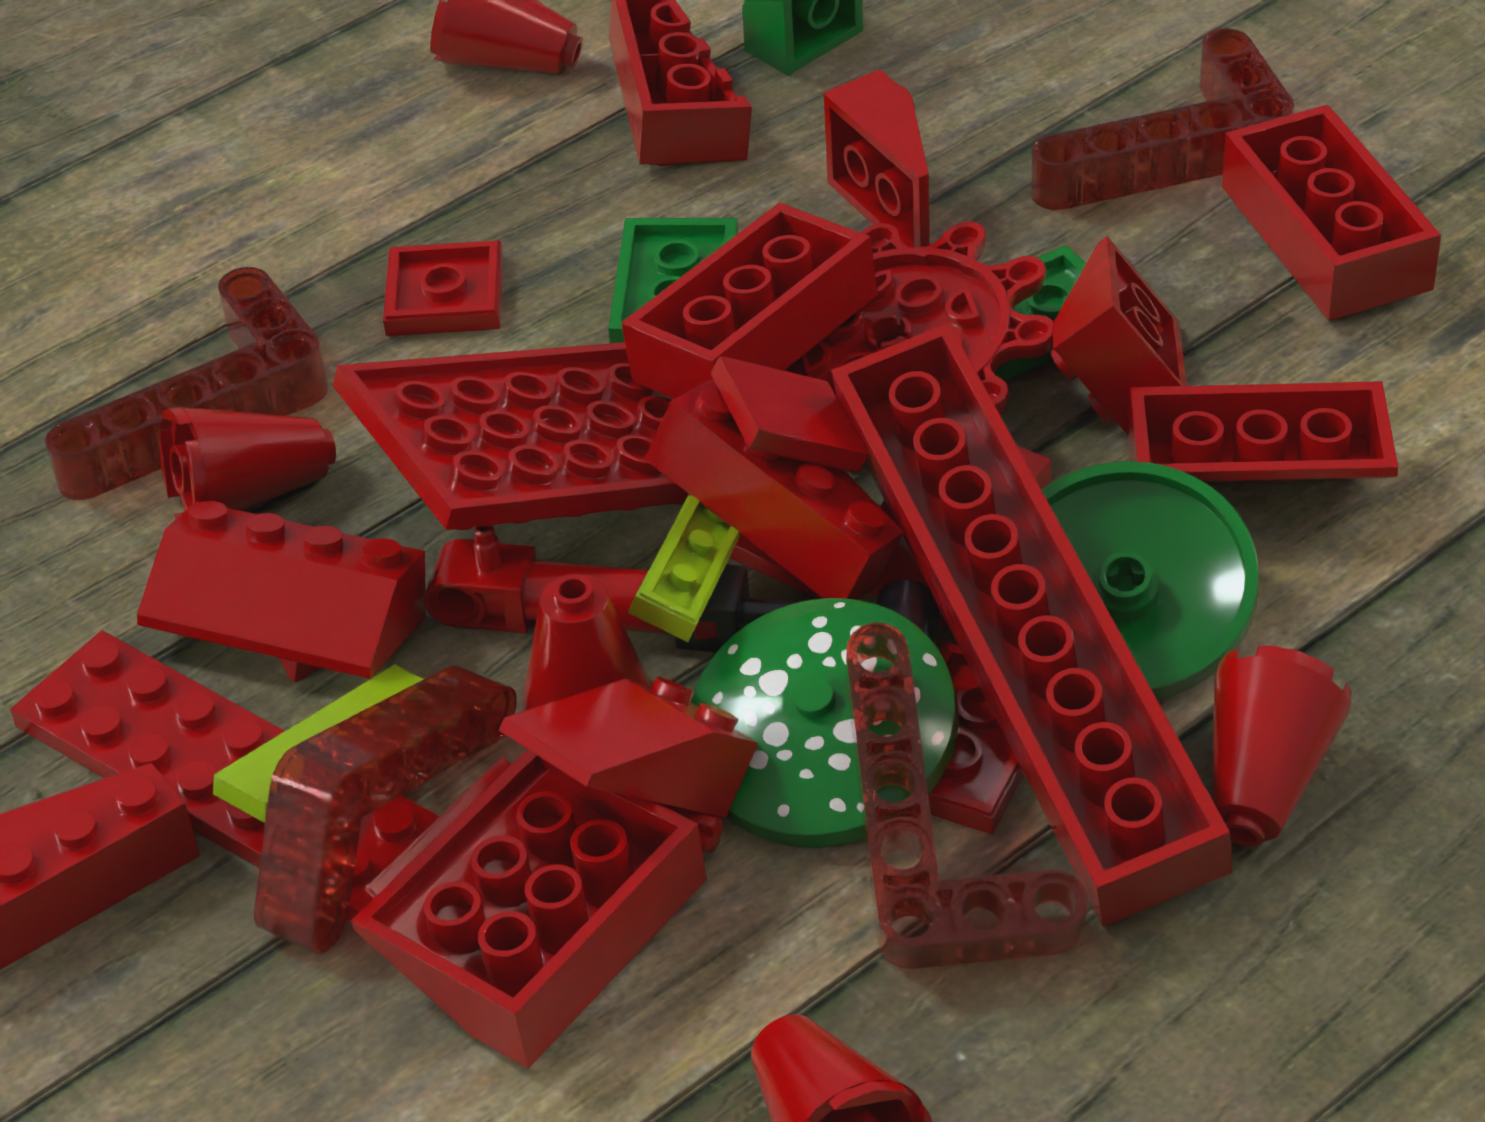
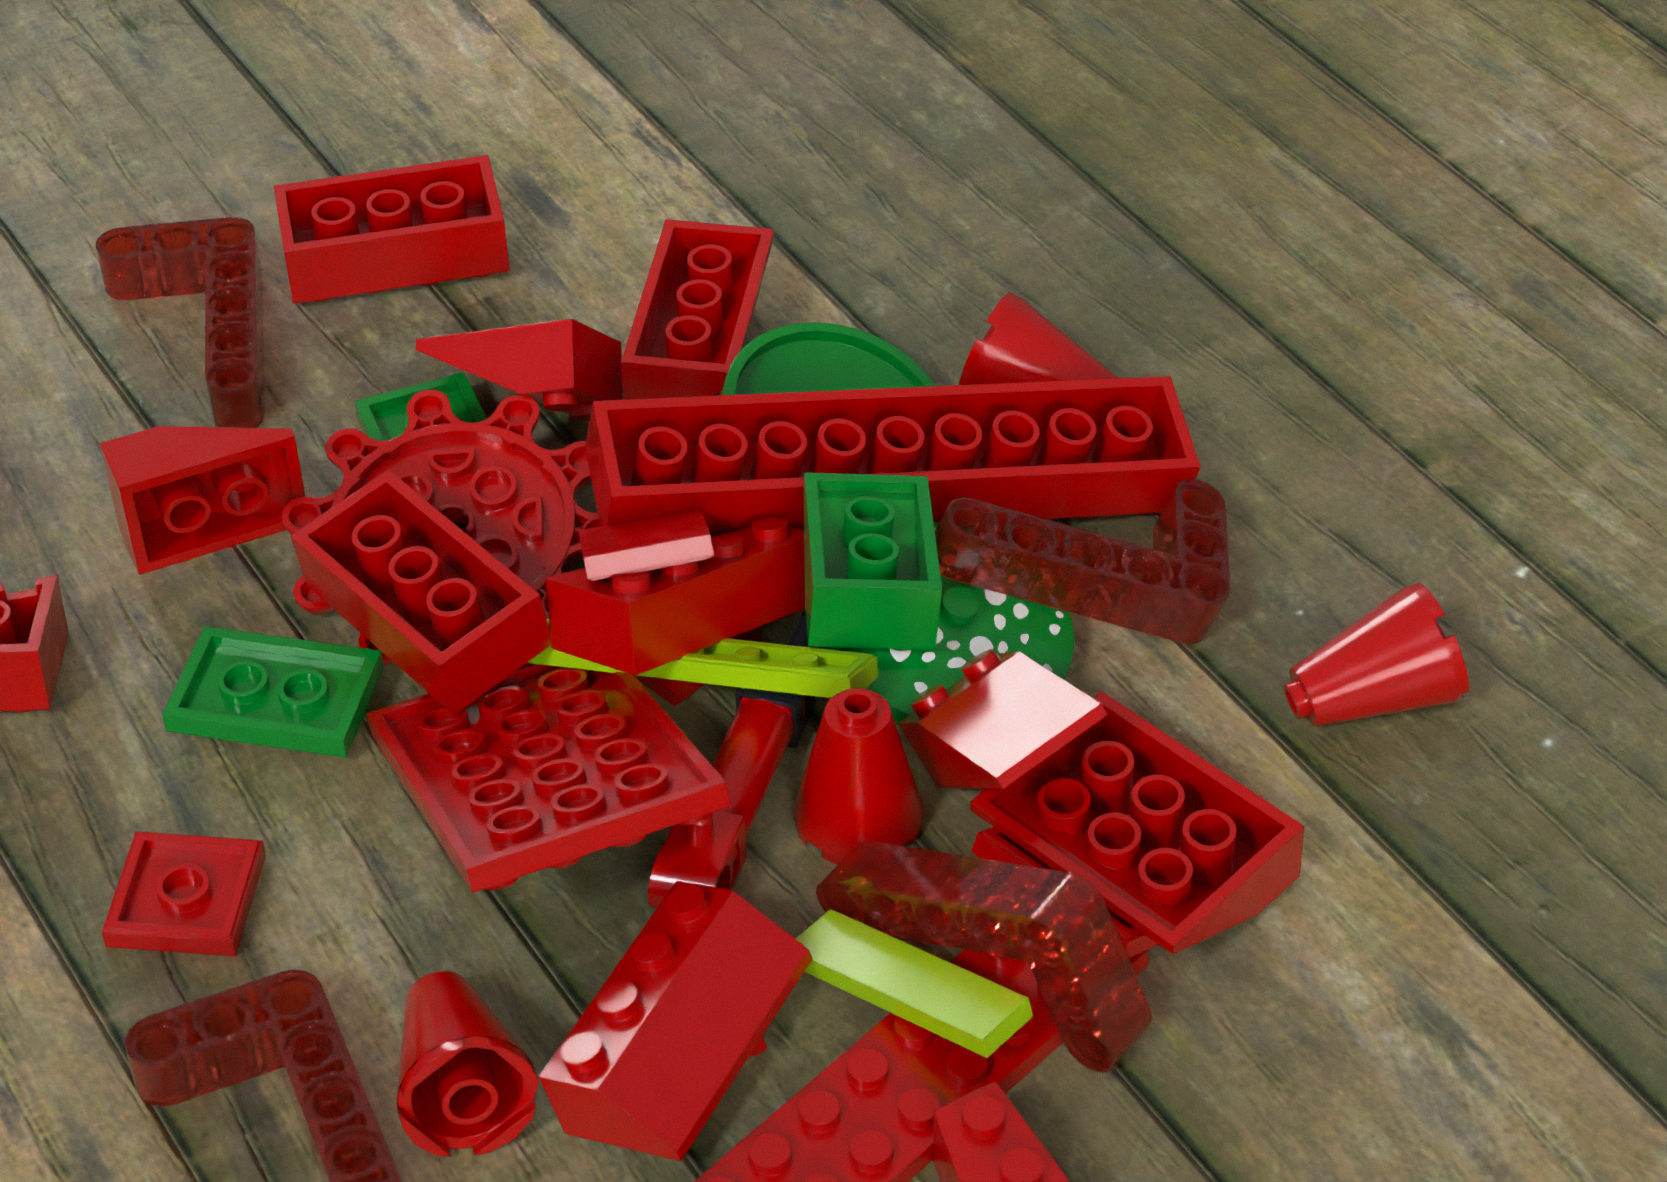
camera: 85 degrees left, 0 degrees up
(805, 584) = (870, 562): none -> green slope

